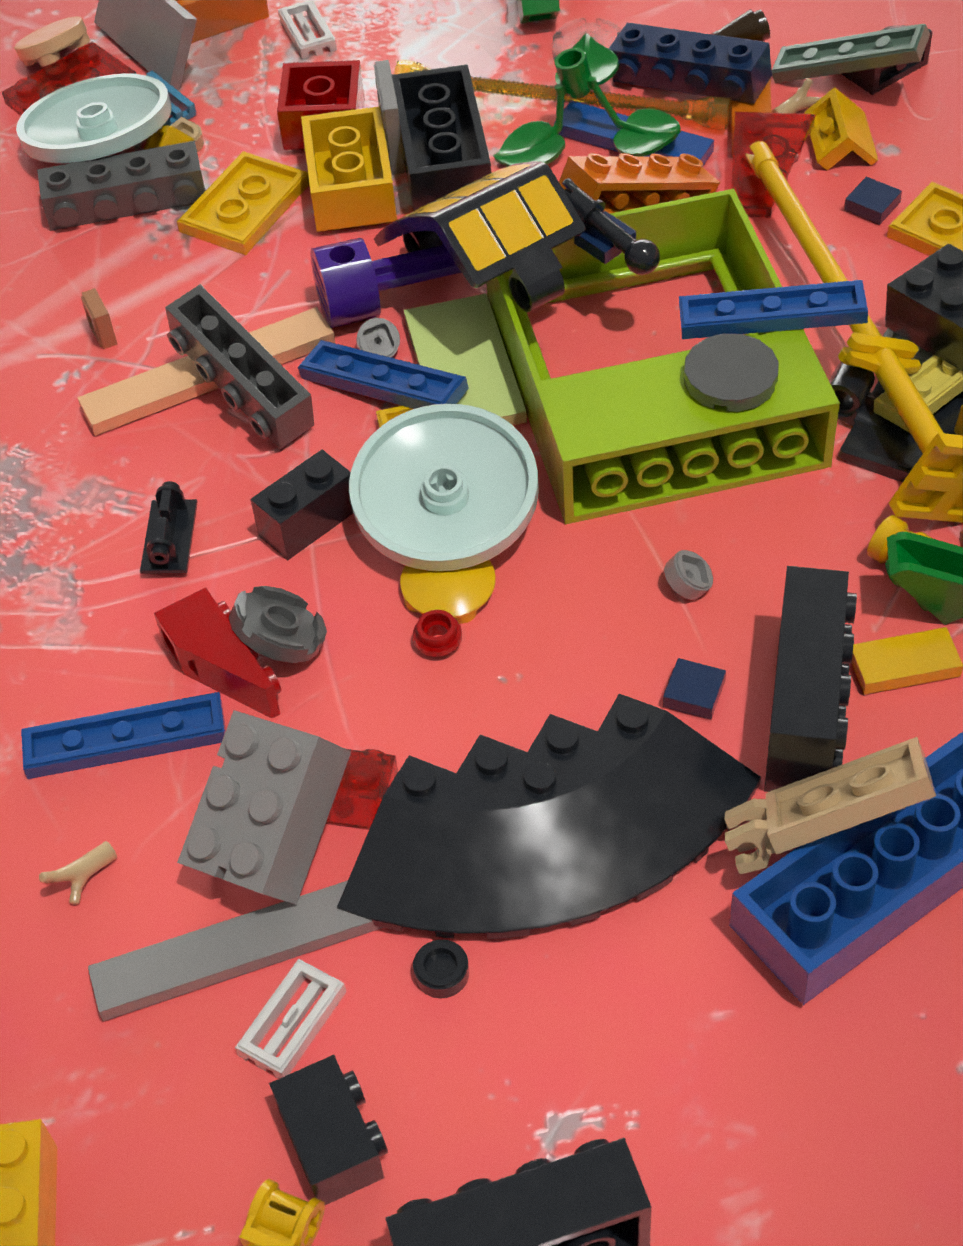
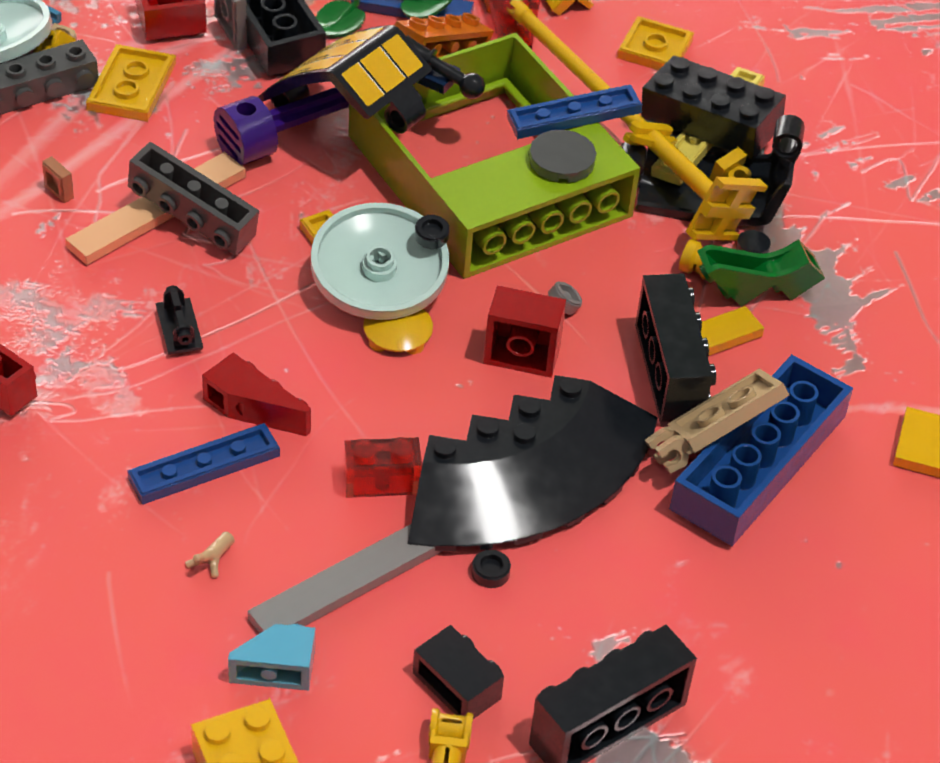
camera: 25 degrees left, 5 degrees down
(95, 1048) = (275, 658): none -> medium azure slope
(265, 807) = (343, 482): light grey piece -> none
(266, 1058) = (394, 642): white tile -> none
(277, 624) = (290, 370): dark grey tile -> none
(303, 504) = (276, 288): black brick -> none
(348, 169) = (211, 48): yellow brick -> none
(378, 337) = (280, 170): light grey tile -> none
(381, 376) = (297, 194): blue tile -> none
(437, 623) = (405, 361): red plate -> none
(466, 341) = (345, 171): yellowish green tile -> none
(520, 456) = (431, 231): none -> black tile
(603, 618) = (524, 331): none -> red brick
(694, 688) = (595, 368): dark blue tile -> none
(873, 200) = (600, 33): dark blue tile -> none

